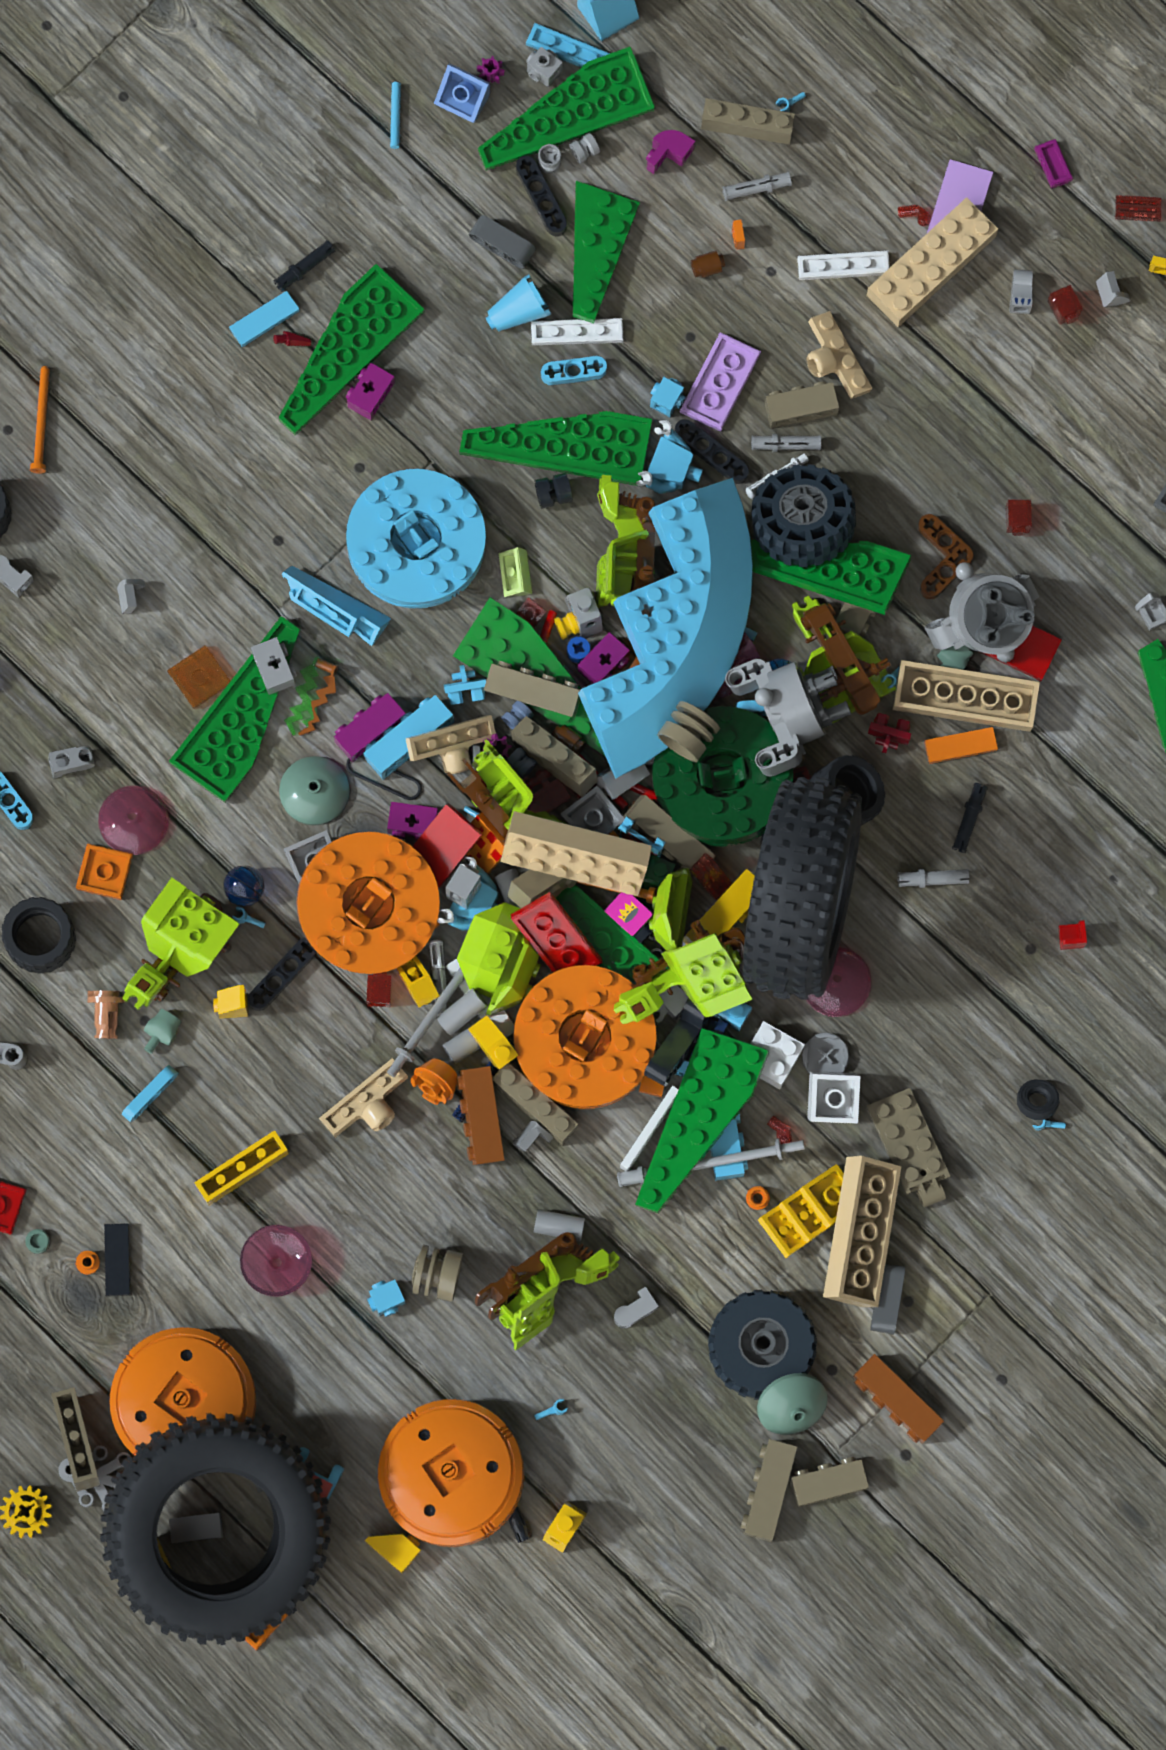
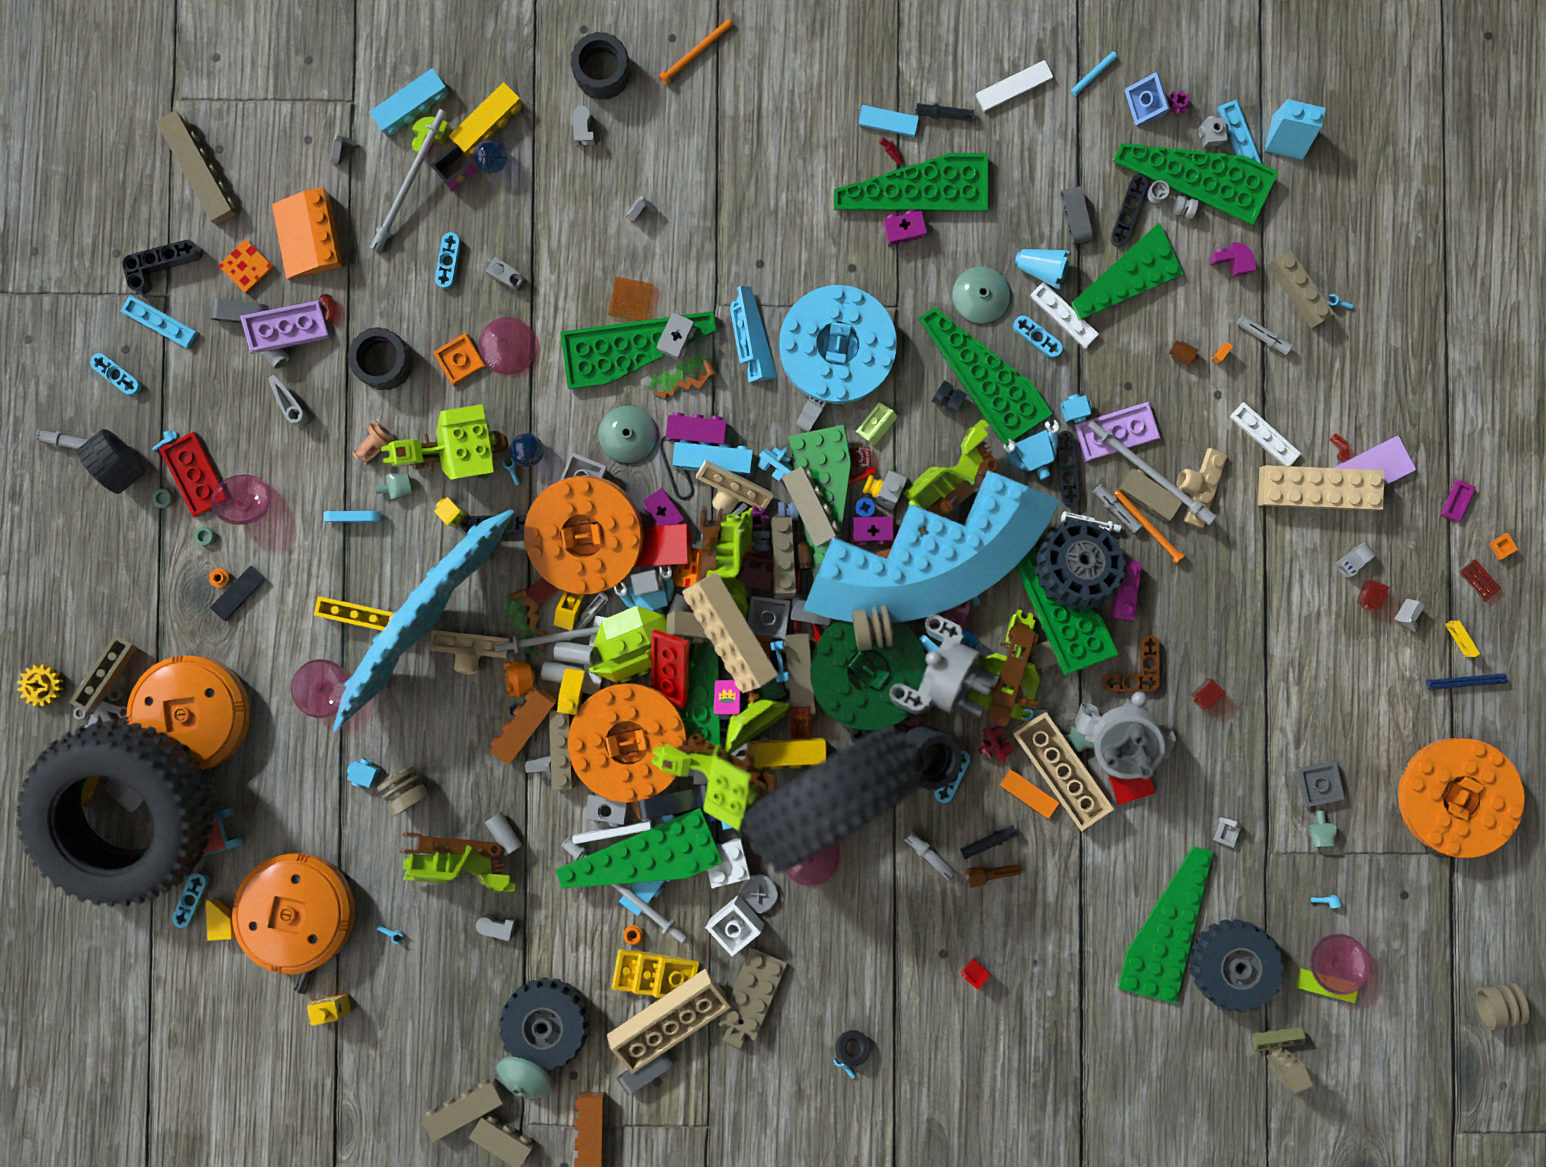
camera: 50 degrees right, 10 degrees up
(40, 1172) = (239, 492): none -> clear pink dish
(298, 1105) = (418, 615): none -> medium azure brick
(339, 189) = (1014, 86): none -> white tile
(361, 1575) = (189, 915): none -> medium azure beam
(385, 1040) = (528, 629): none -> piece
(451, 618) = (810, 413): none -> light grey leg
(495, 396) = (978, 307): none -> sand green dish
(635, 1105) = (595, 815): none -> light grey brick
(782, 1130) = (687, 912): clear red arm -> none
(828, 431) = (1149, 527): none -> orange bar
(848, 376) = (1195, 507): none -> light grey bar
(868, 505) = (1125, 599): none -> magenta brick
(892, 799) = (964, 765): none -> medium azure beam
(991, 852) = (979, 876): none -> reddish brown piece
(1126, 163) = (1503, 546): none -> orange plate

